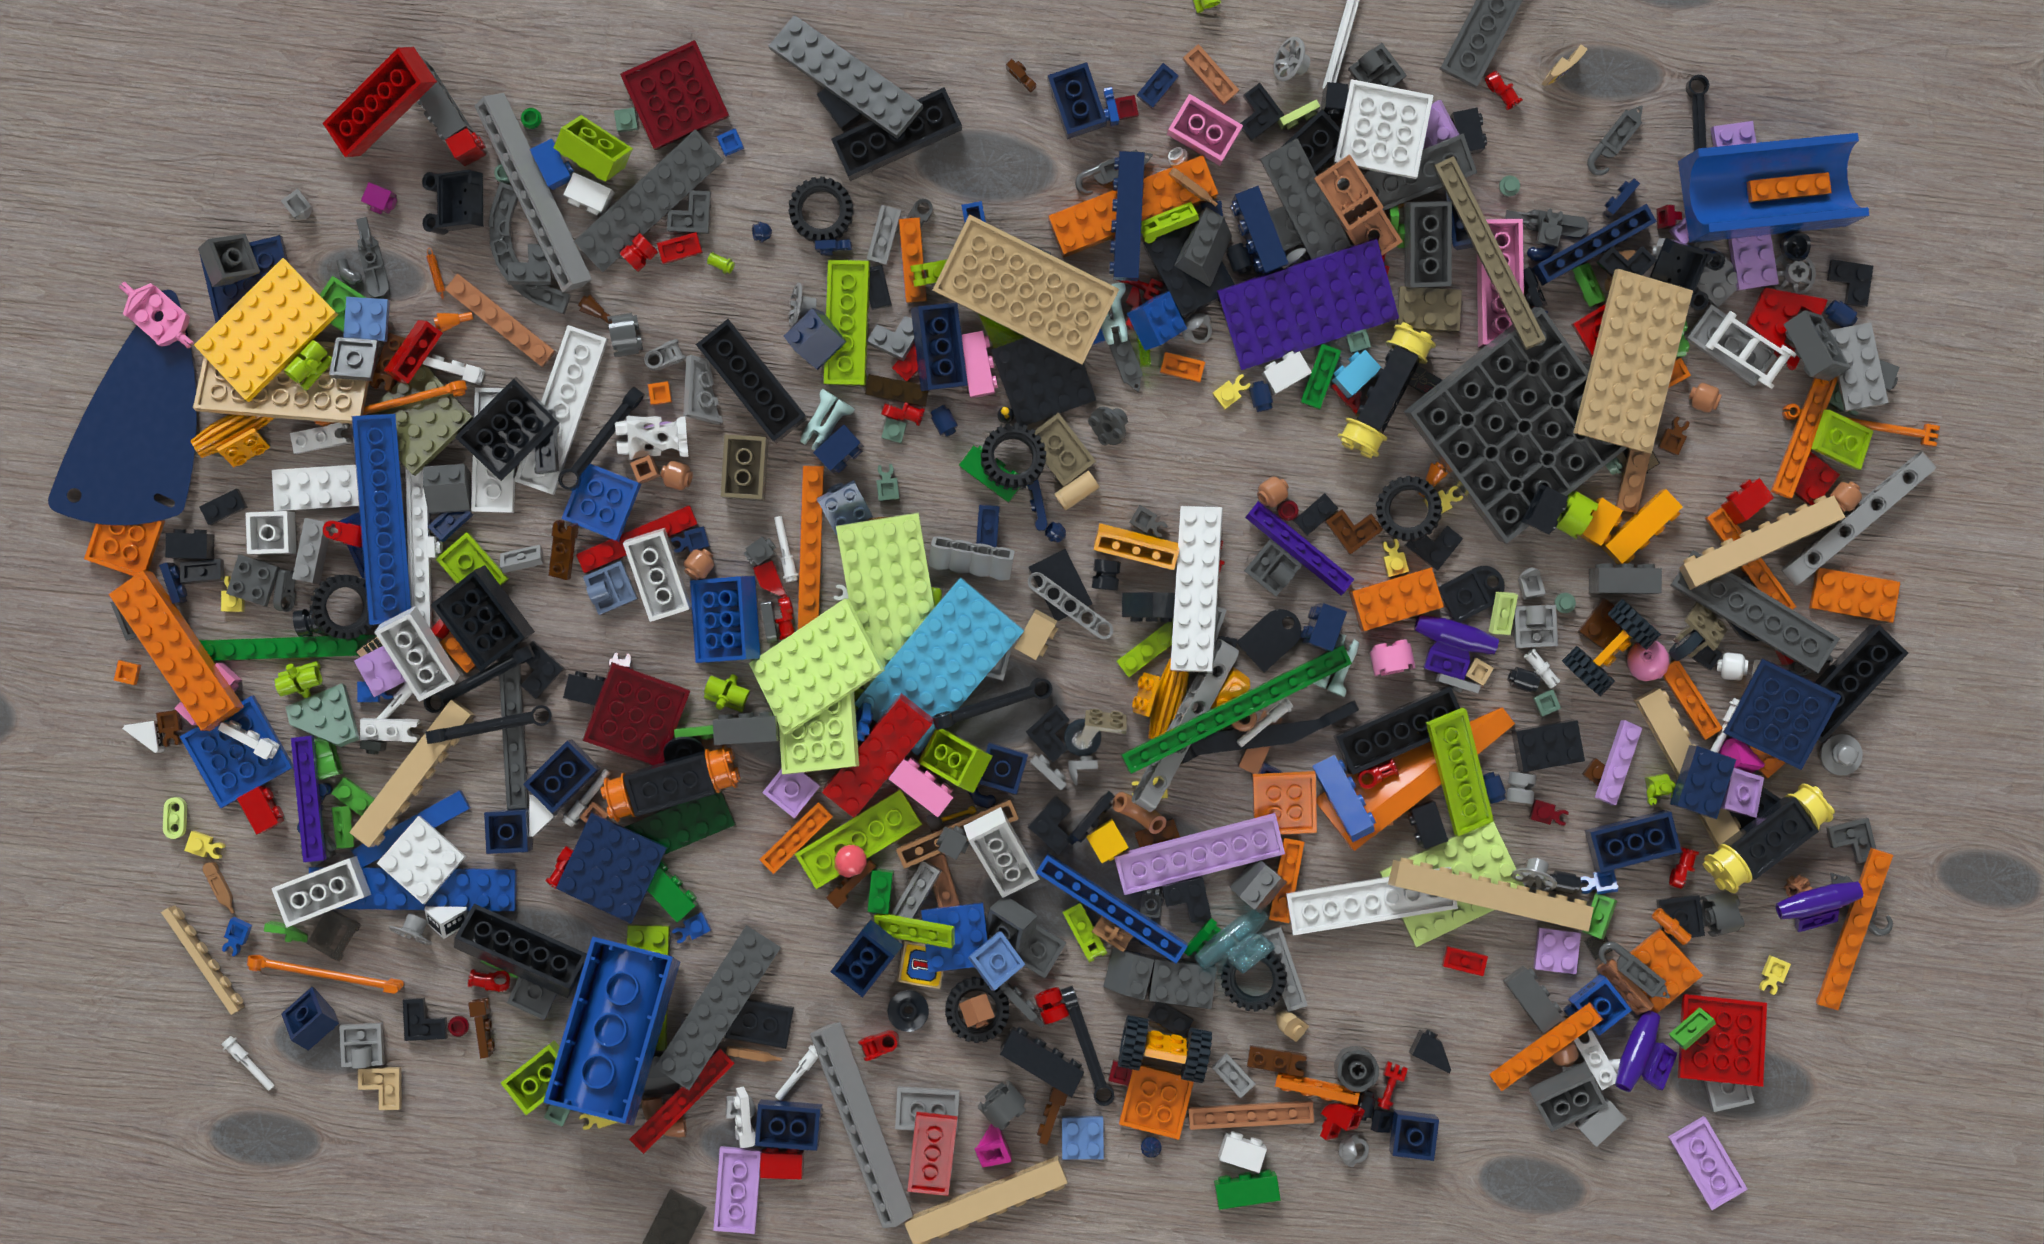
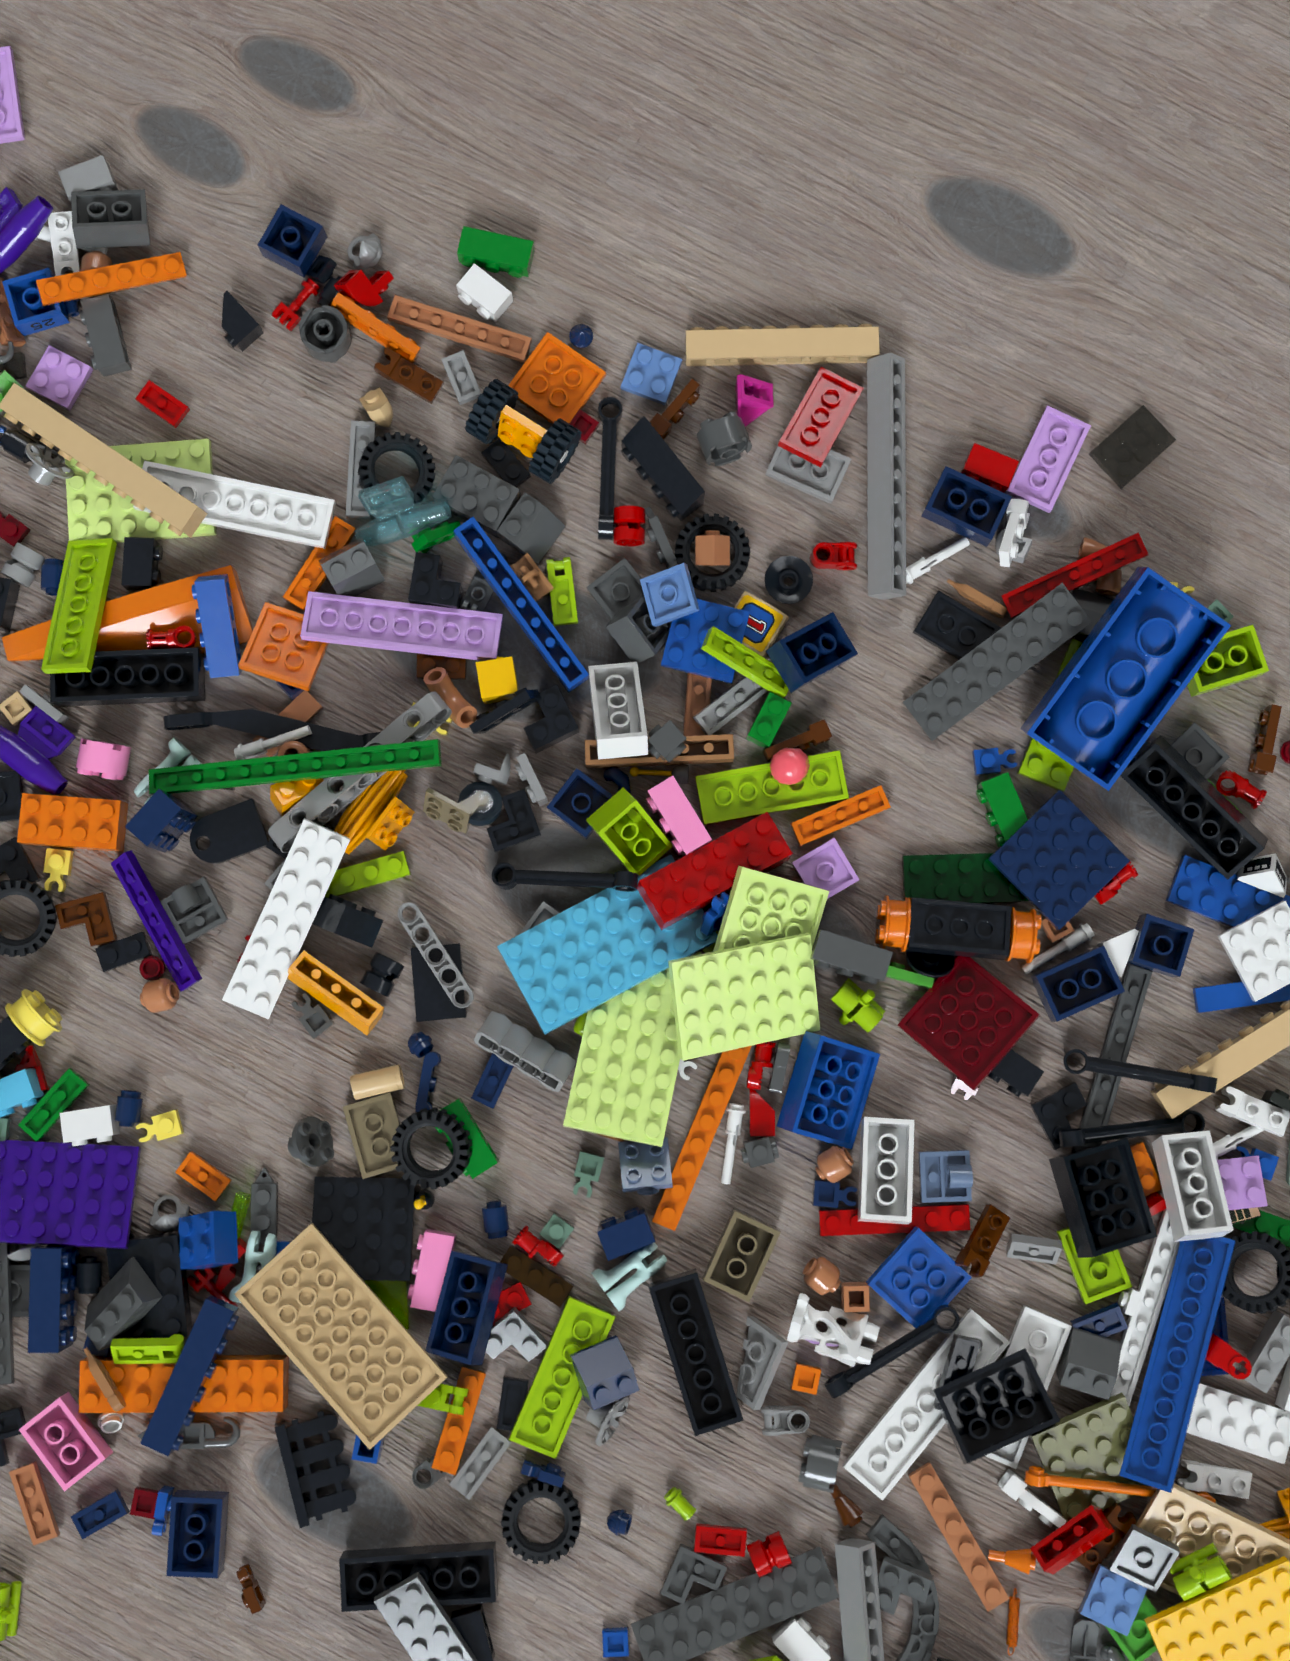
camera: 165 degrees left, 5 degrees down
(1002, 175) = (317, 1479): none -> black fence
(1036, 634) = (483, 940): tan brick -> none

